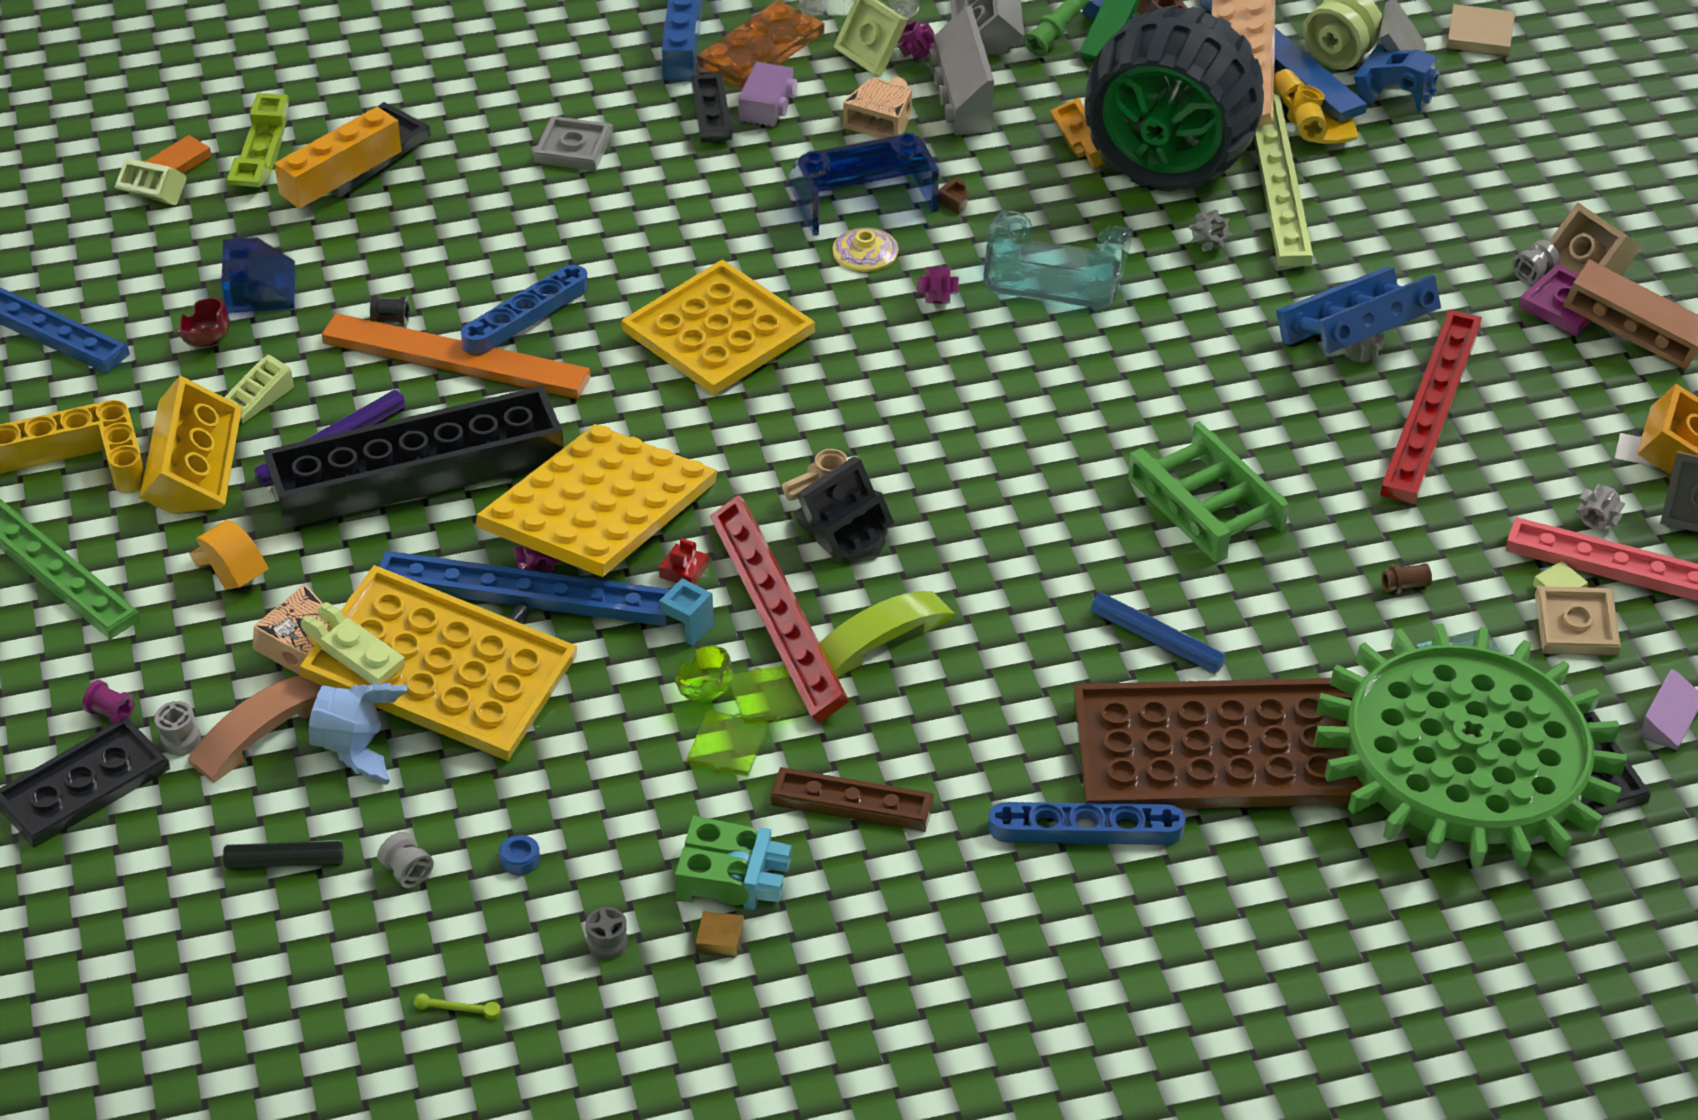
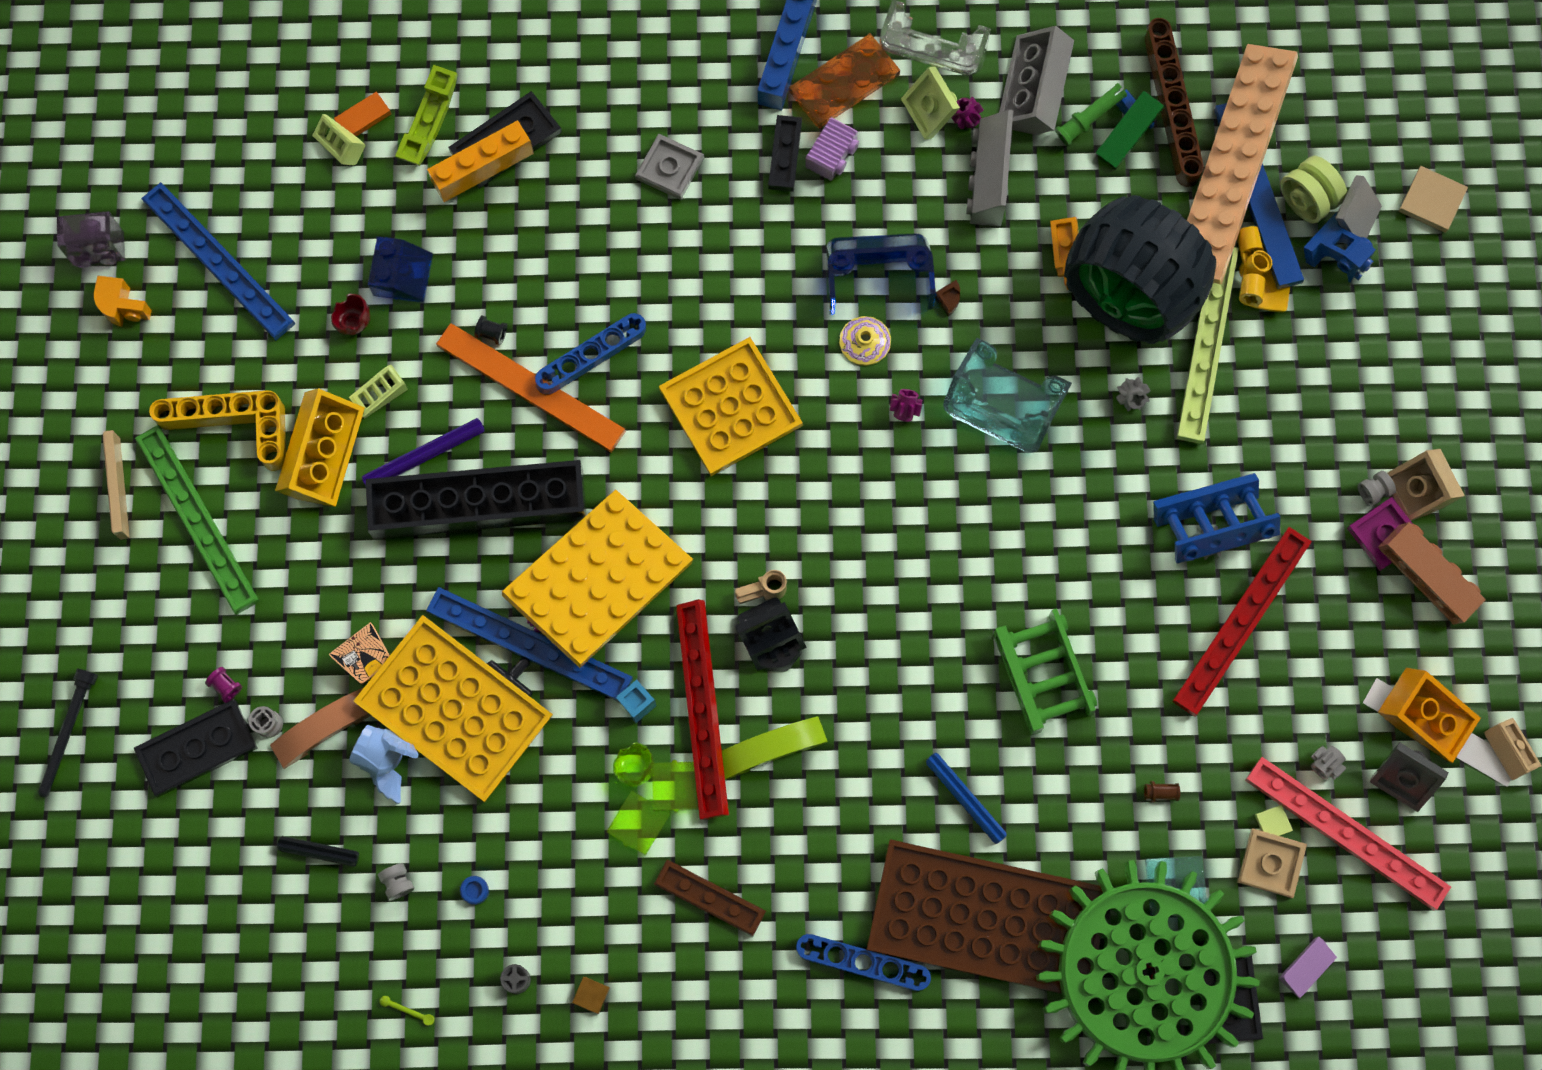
camera: 15 degrees right, 30 degrees up
(230, 554) = (327, 567): light orange brick -> none
(353, 645) = (394, 695): yellowish green hinge -> none
(684, 563) = (647, 646): red tile -> none
(730, 864) = (618, 947): bright green hips -> none
(879, 108) = (917, 187): light nougat torso -> none

